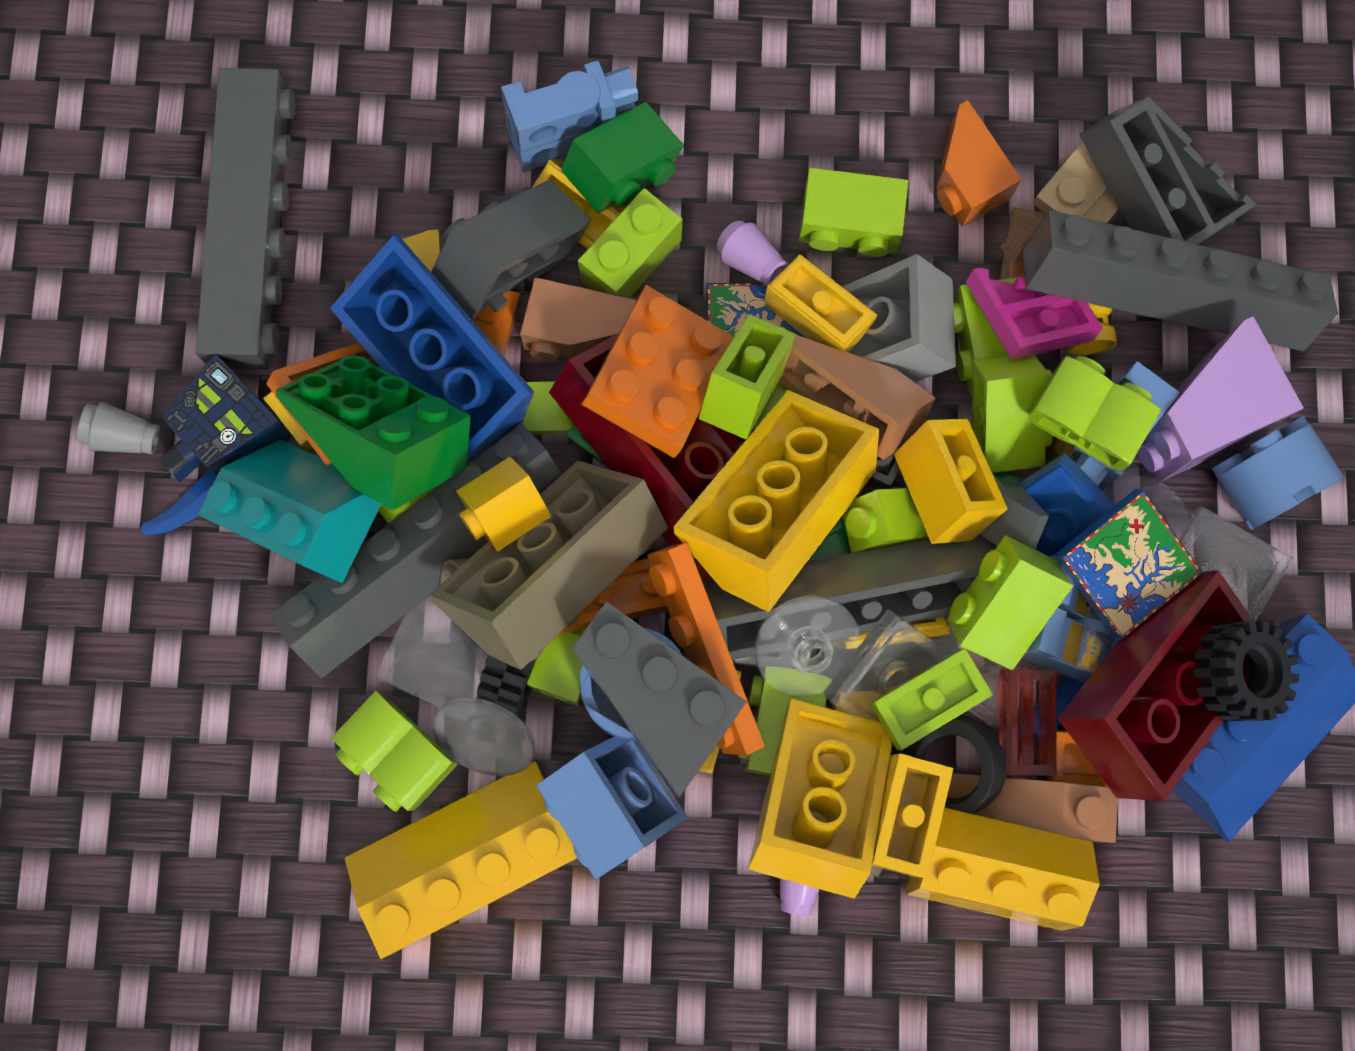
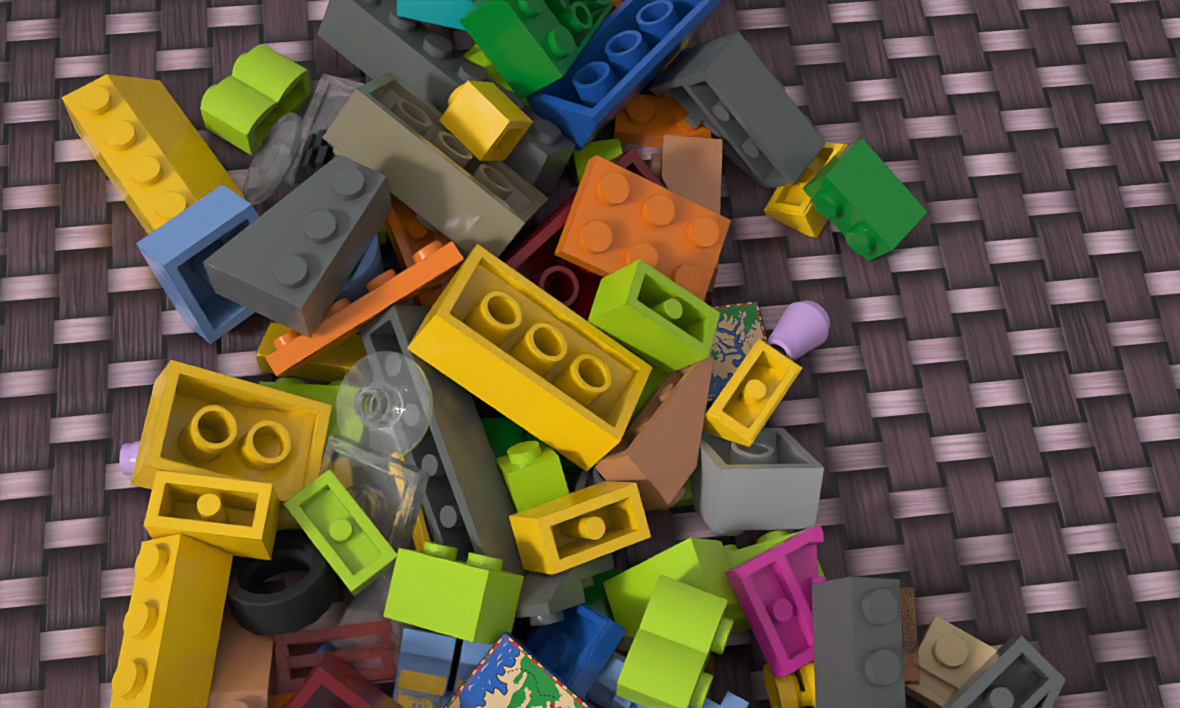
camera: 80 degrees right, 15 degrees down
(550, 118) = (897, 136): medium blue hips -> none
(631, 247) = (775, 224): lime brick -> none
(853, 212) = (866, 425): lime brick -> none
(973, 169) = (945, 539): orange slope -> none

